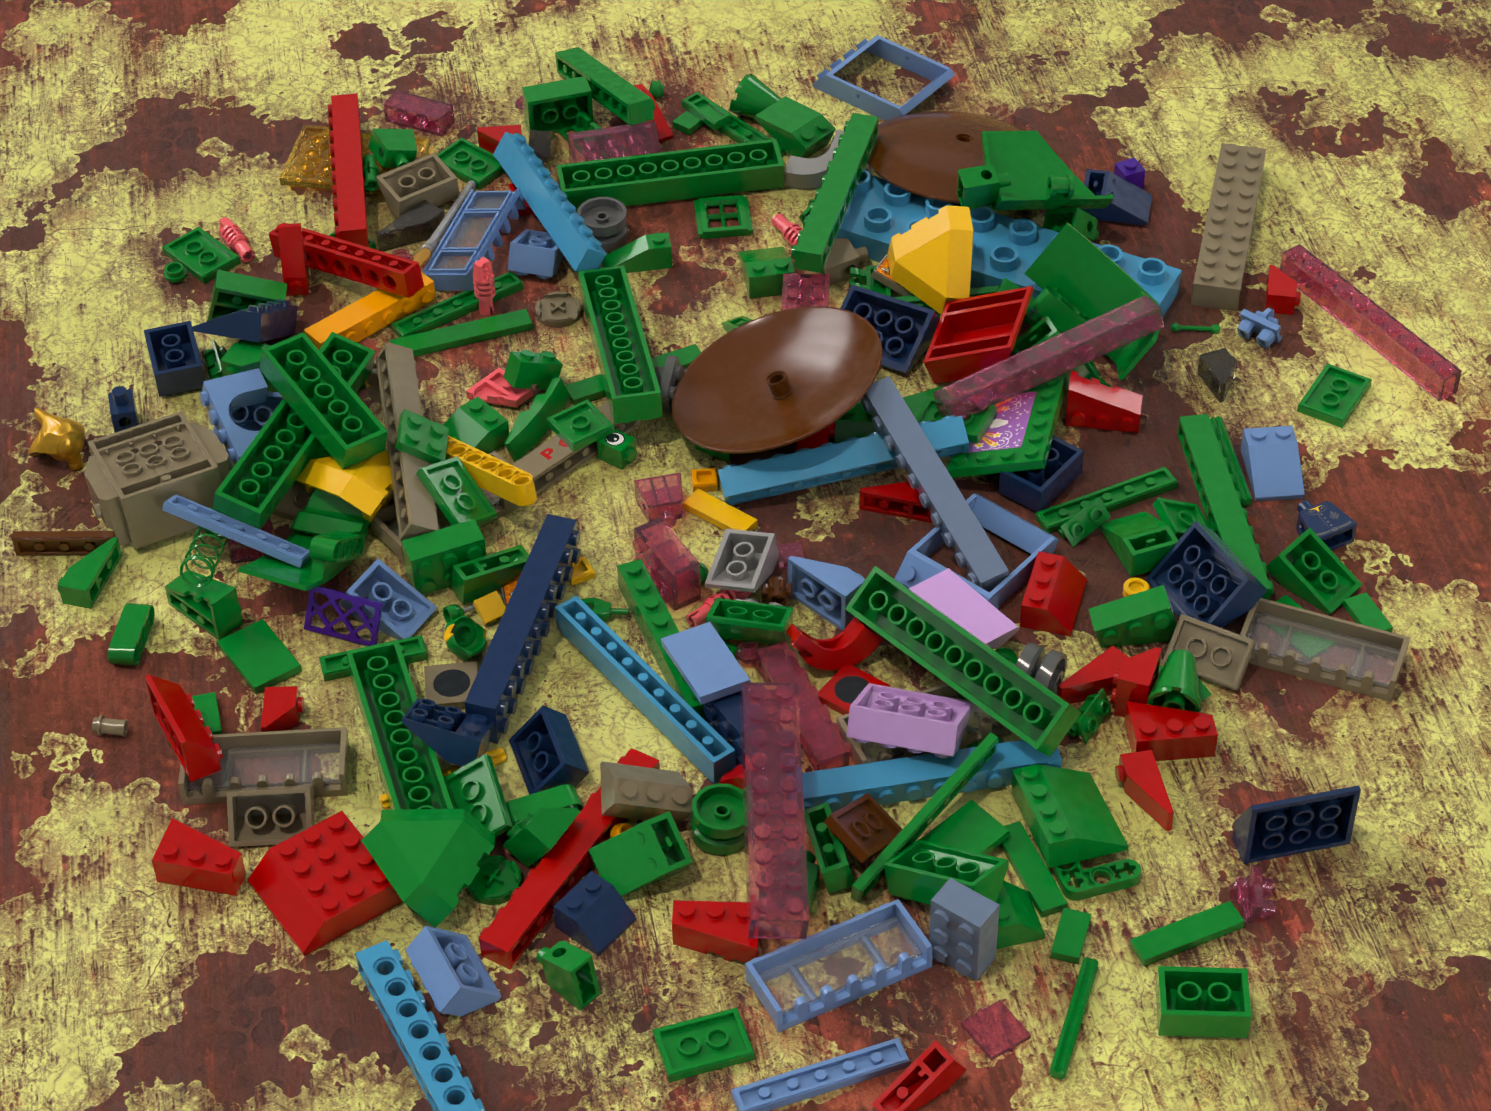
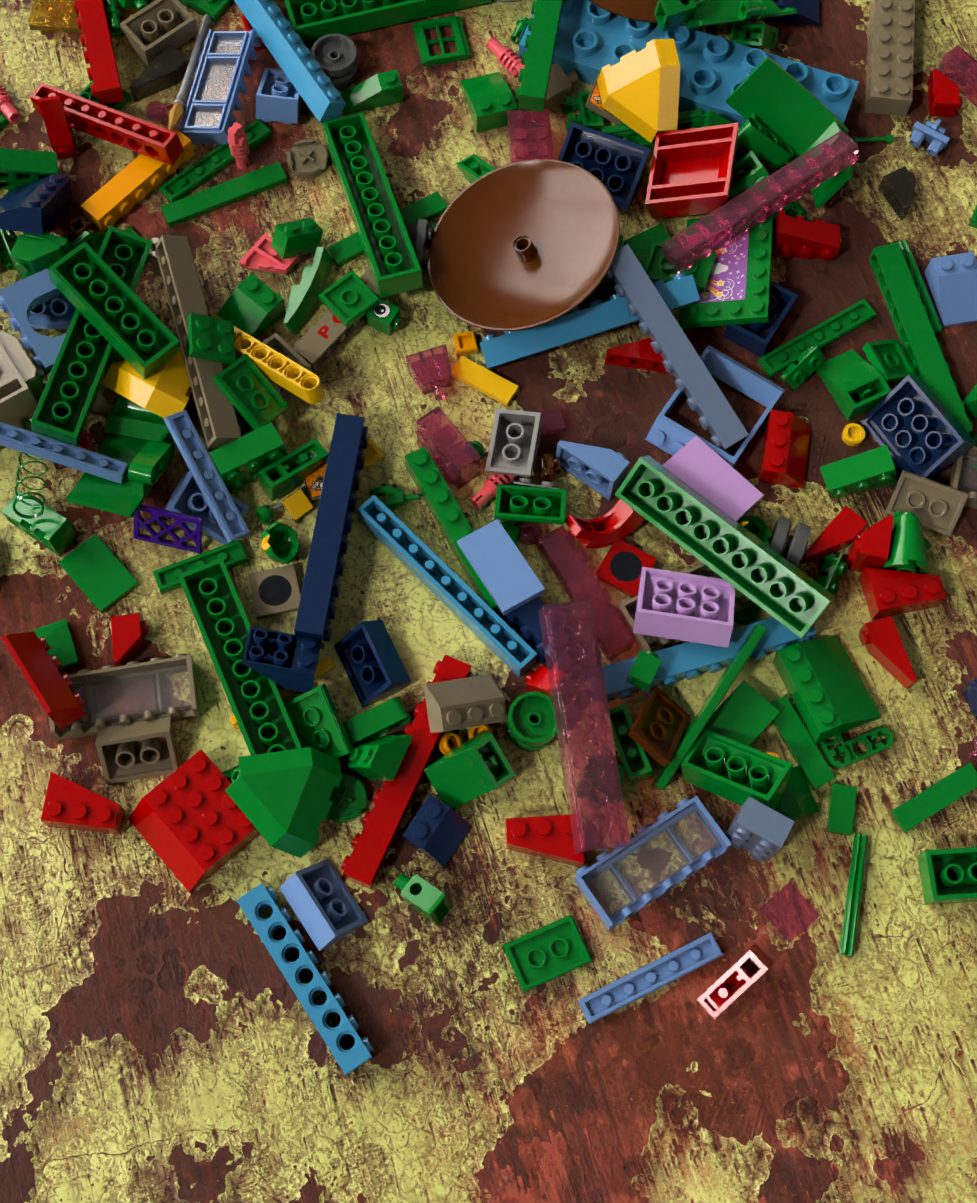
camera: 10 degrees left, 25 degrees up
(395, 567) = (206, 476): none -> medium blue tile
(854, 773) = (644, 670): none -> green brick

